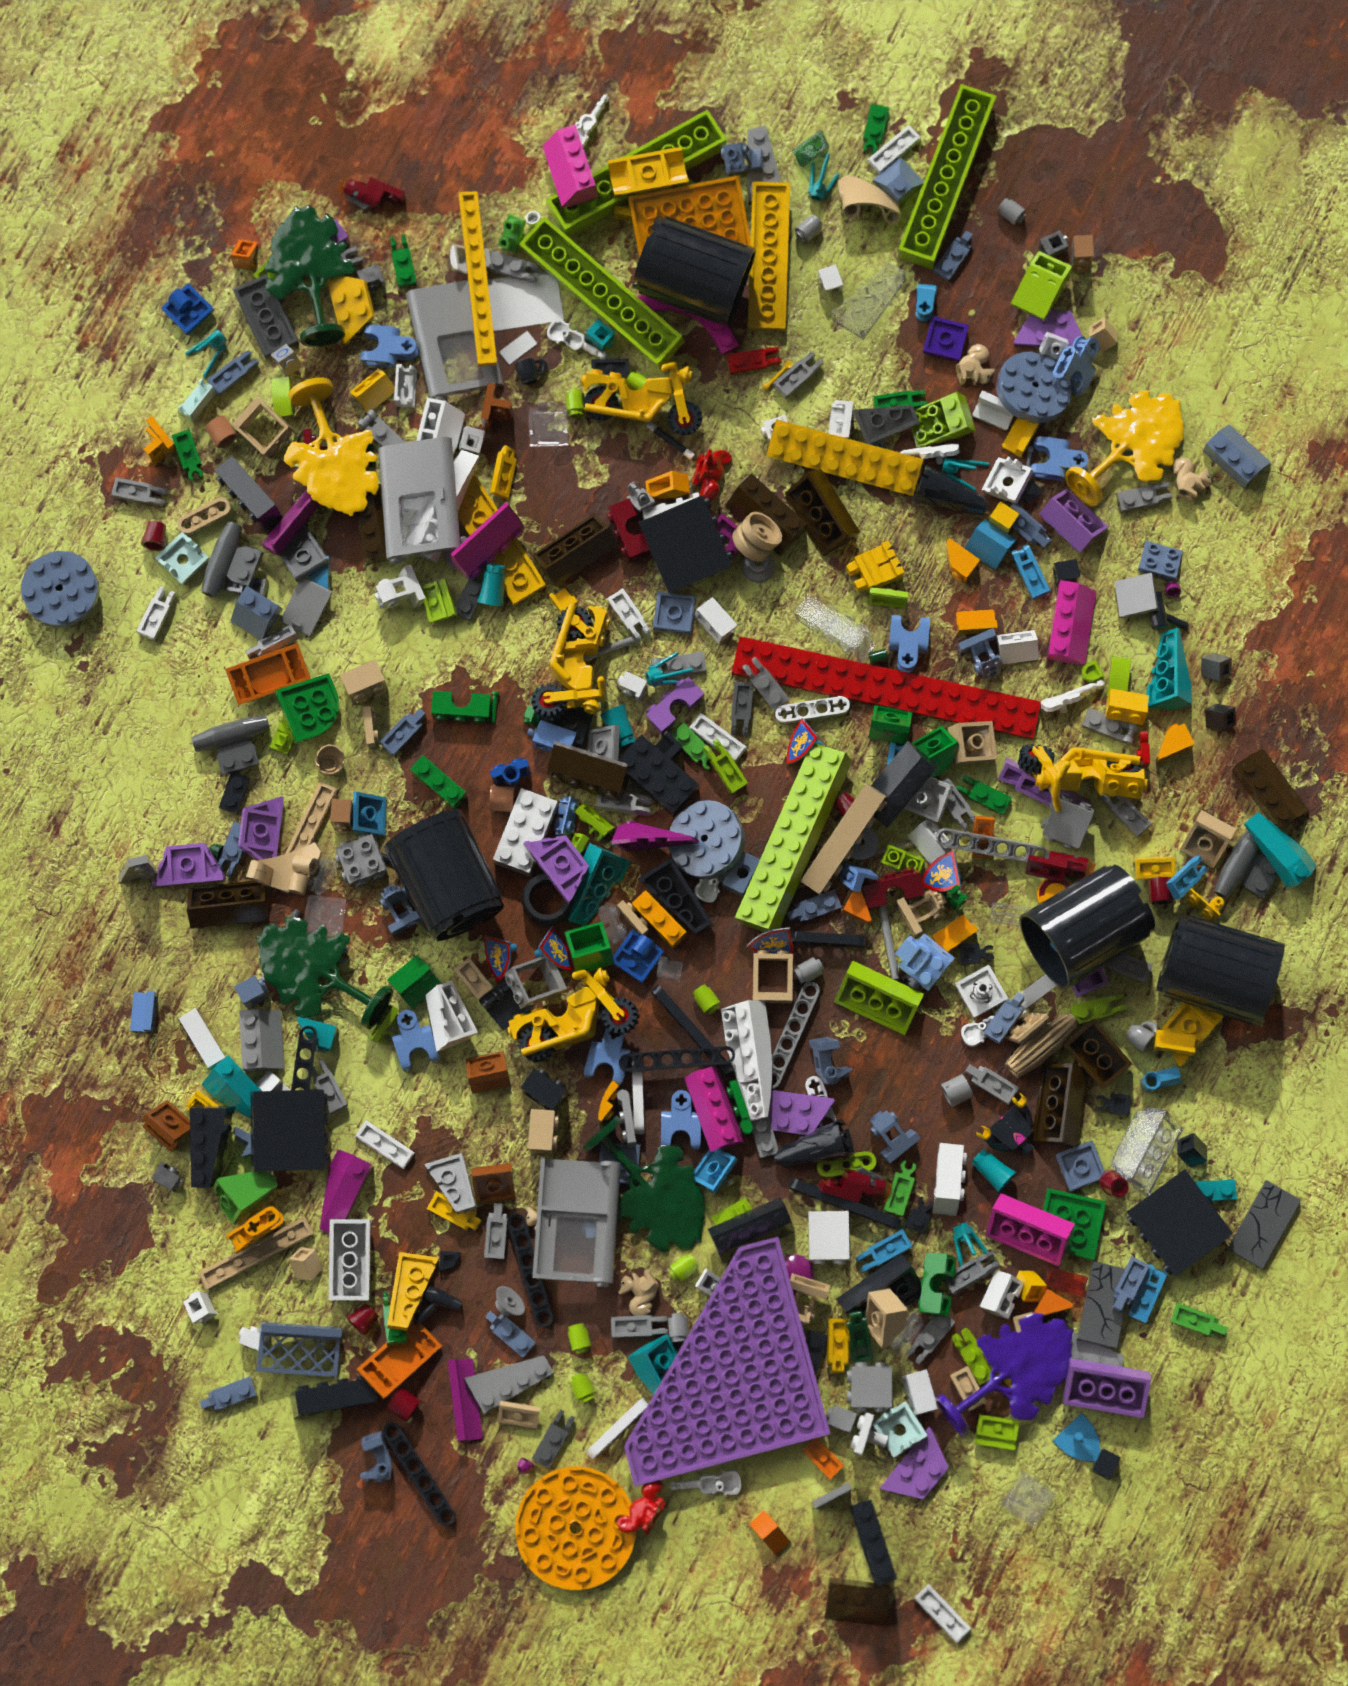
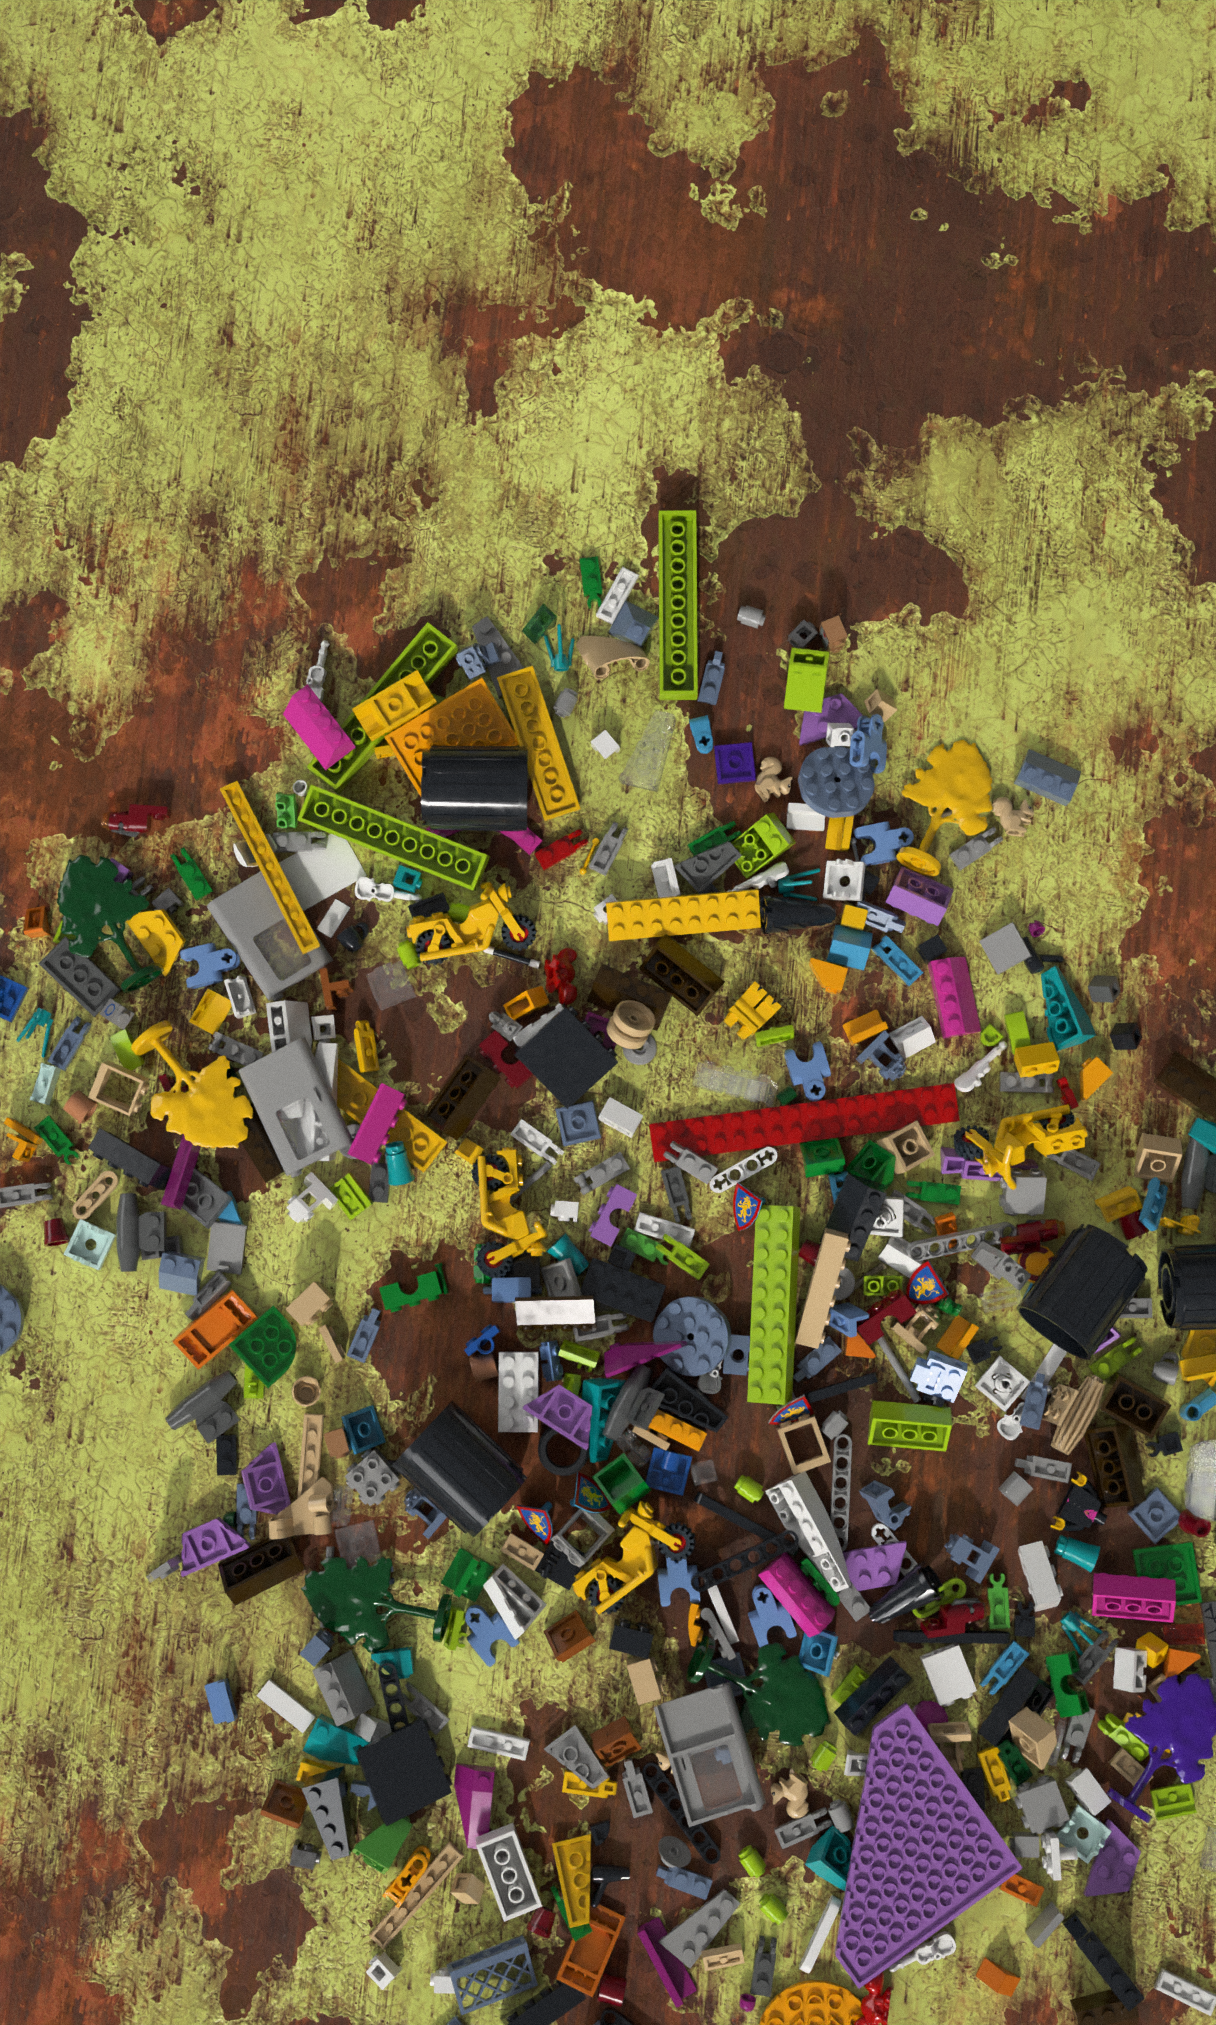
camera: 20 degrees left, 5 degrees up
(155, 614) = (85, 1309): white hinge -> none
(439, 782) = (417, 1374): green arch -> none
(627, 879) = (634, 1404): none -> dark grey plate
(655, 677) = (585, 1195): teal plant -> none
(1018, 877) = (1000, 1265): none -> light grey panel
(1160, 561) = (1014, 905): sand blue hinge -> none

